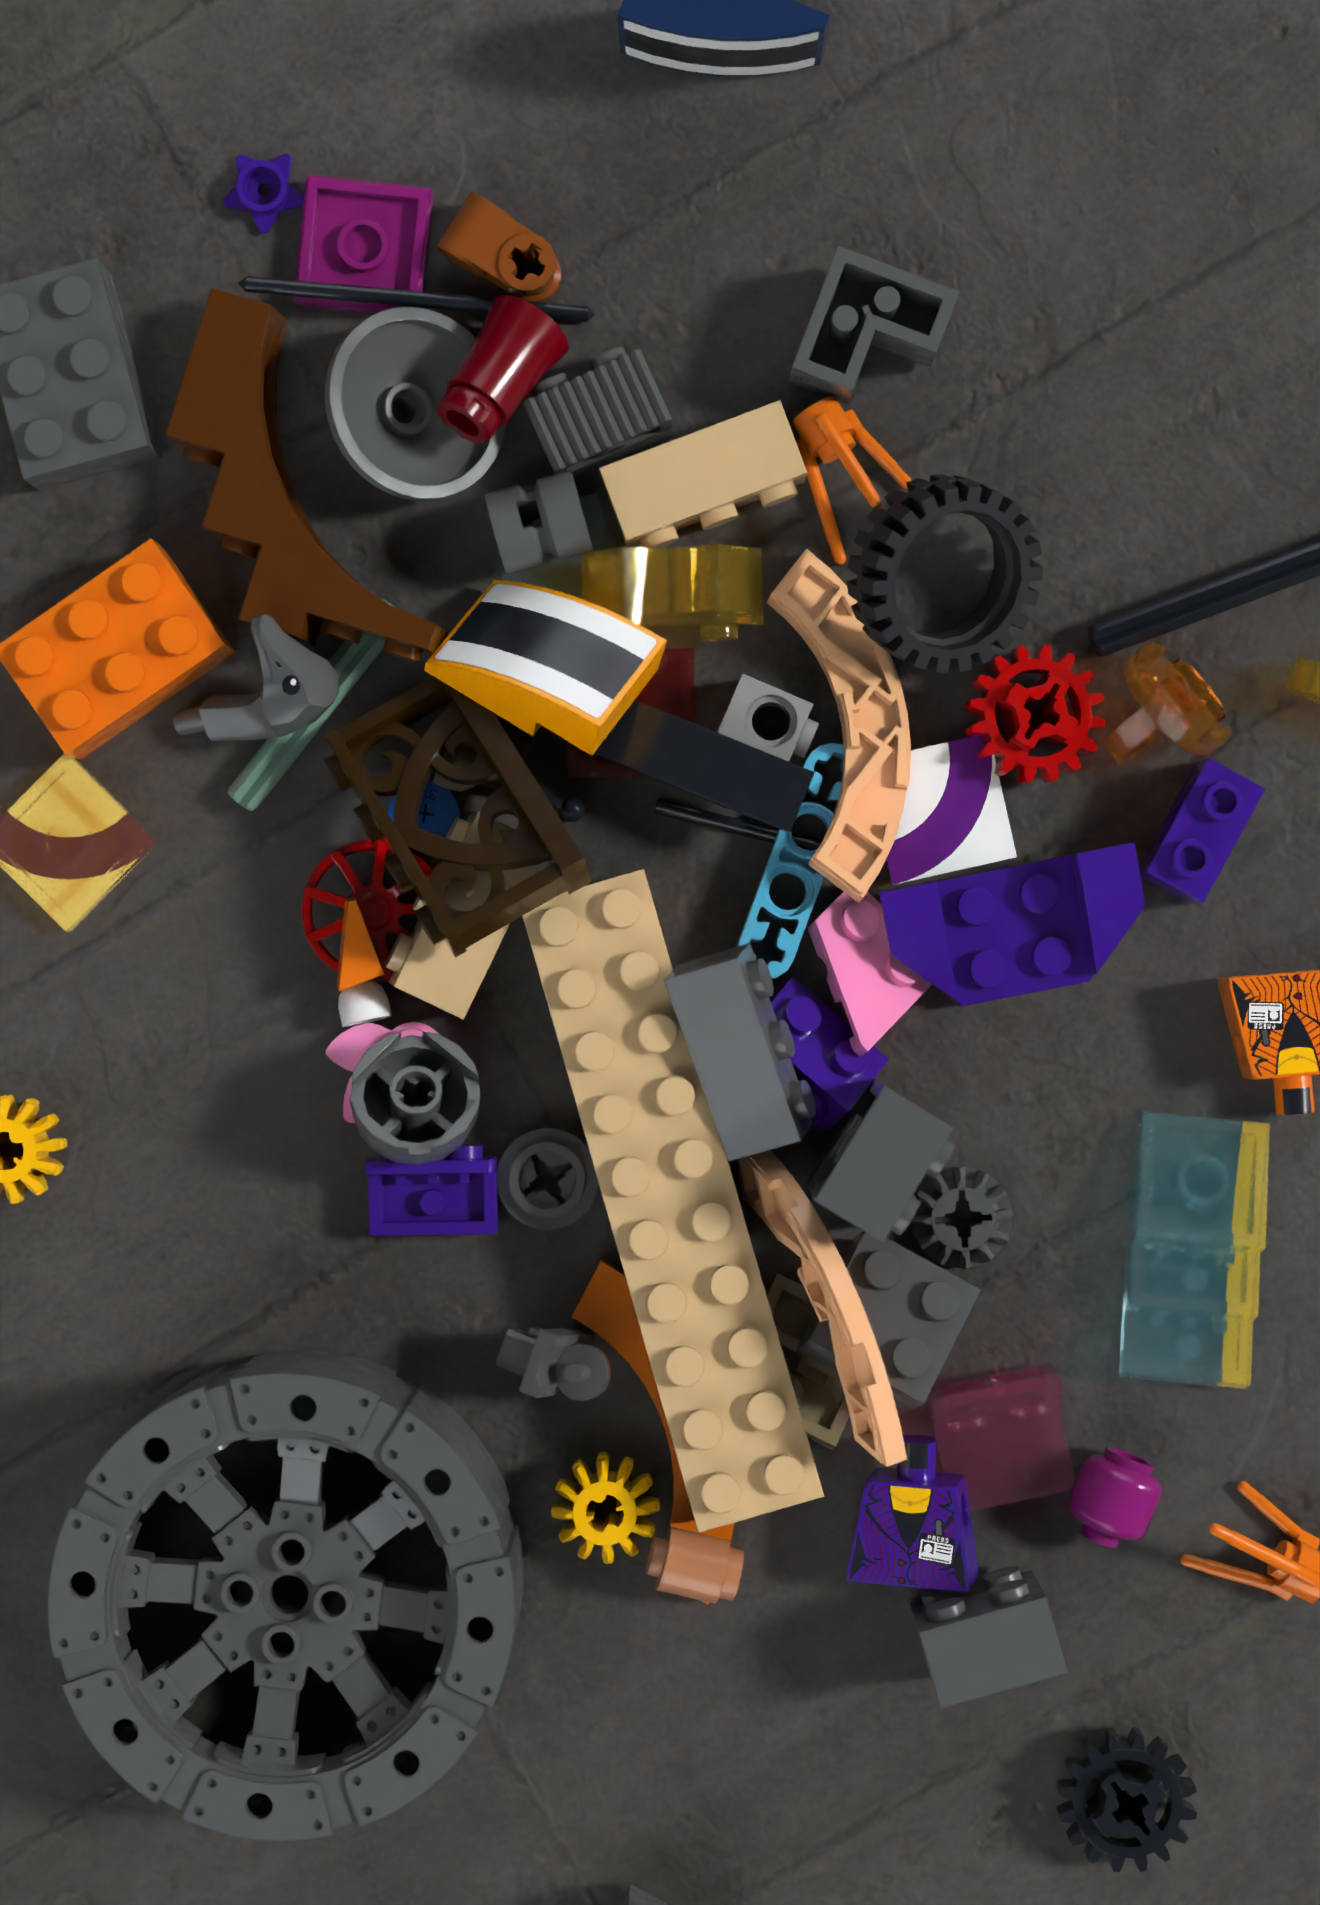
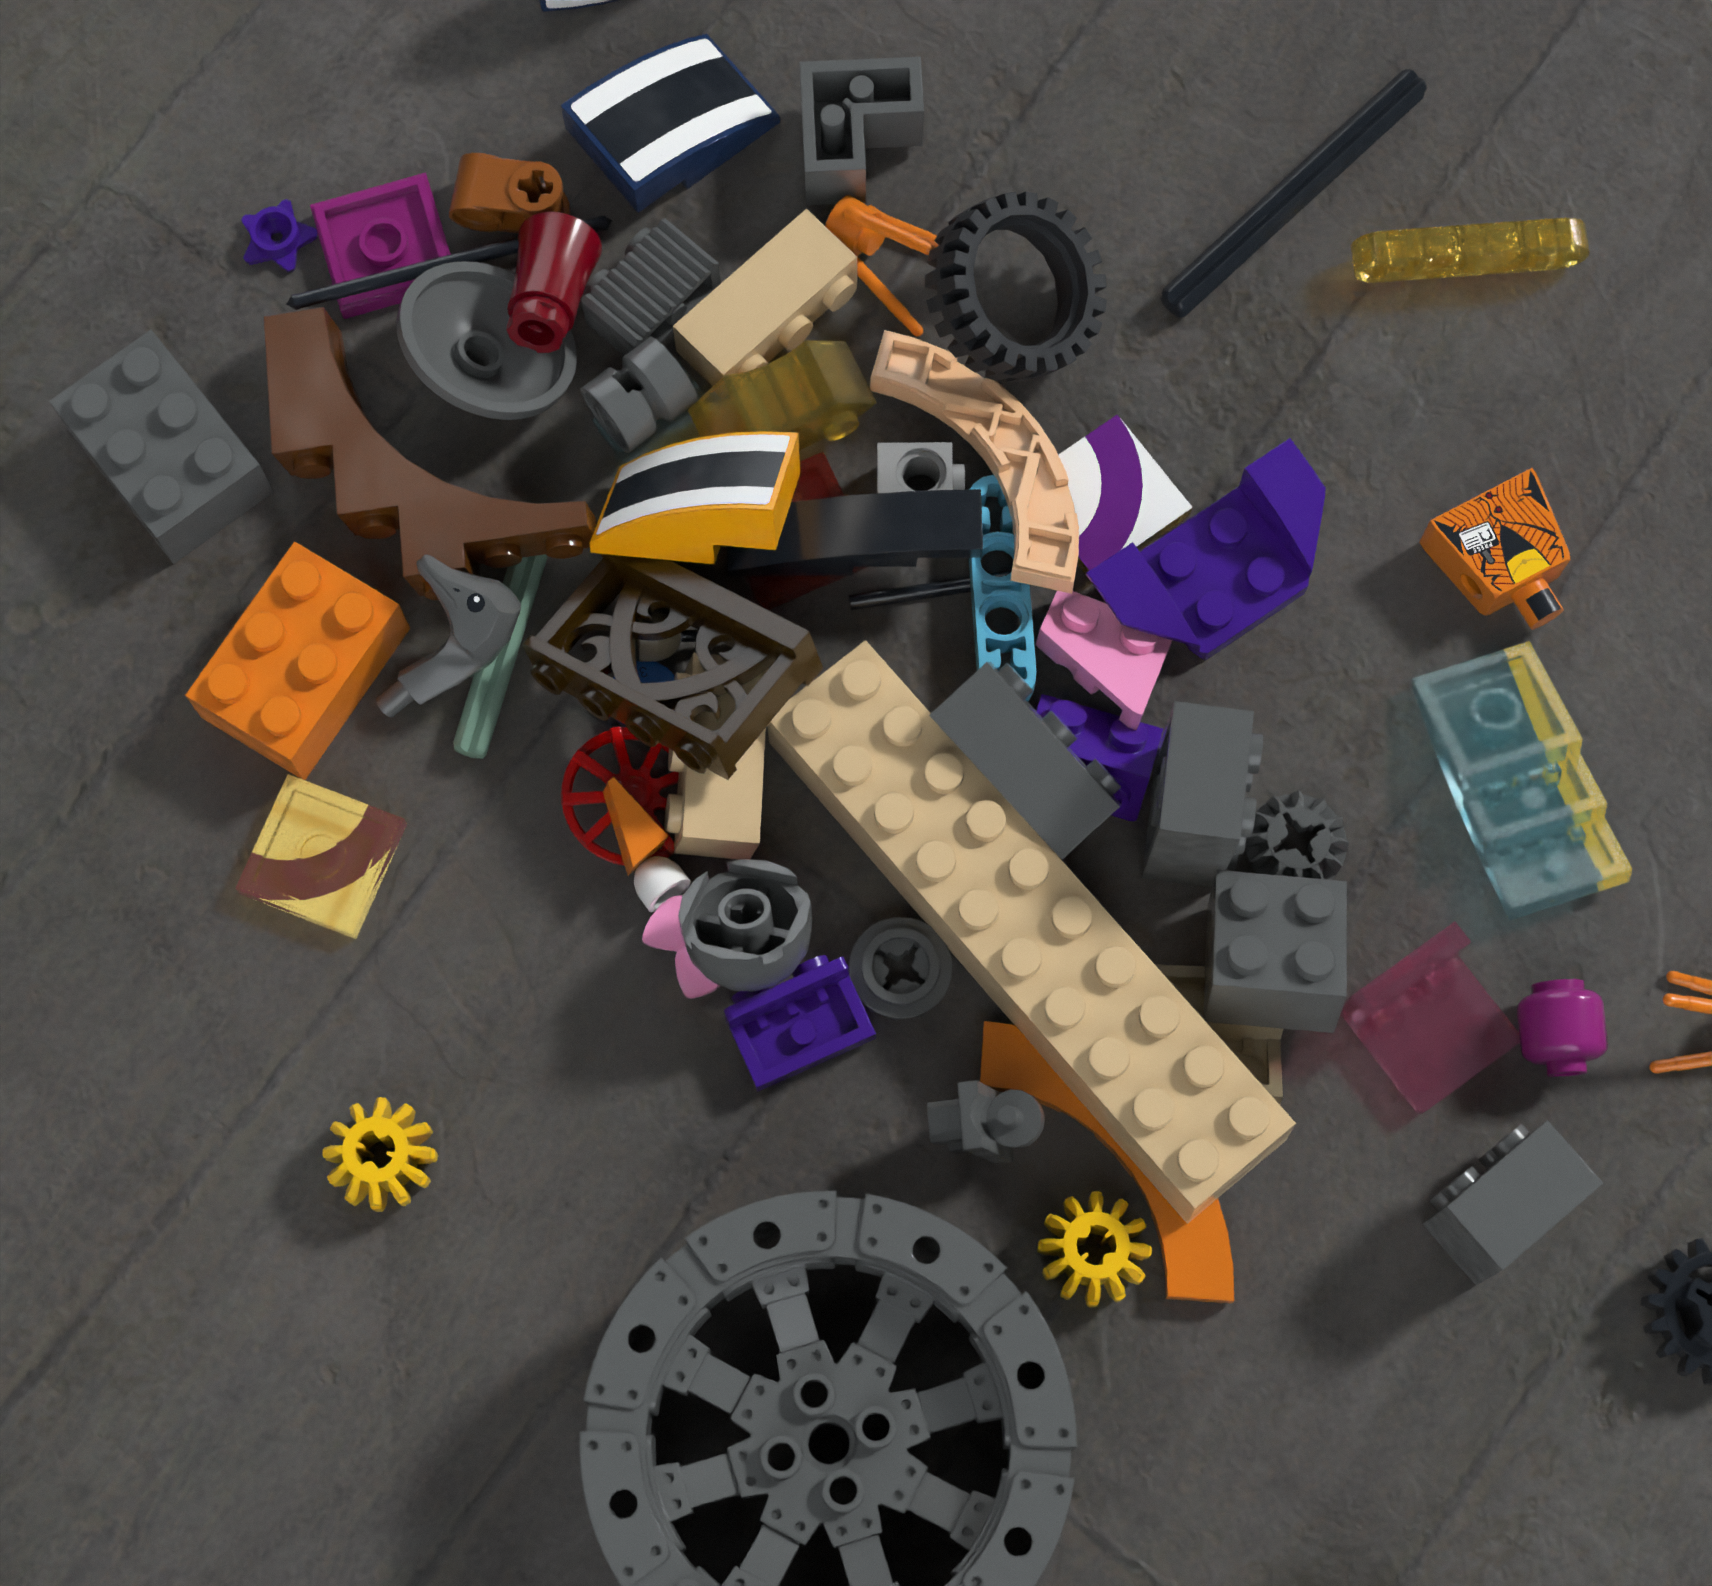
camera: 25 degrees left, 15 degrees down
(694, 234) = (667, 118): none -> slope
(695, 1565) = (1205, 1259): nougat brick -> none
(796, 1224) = (1202, 914): light nougat tile -> none
(915, 1525) = (1389, 1129): torso -> none
(1059, 726) = (1123, 388): red gear -> none
(1172, 702) = (1261, 322): clear orange tile -> none
(1200, 831) = (1343, 414): dark purple brick -> none

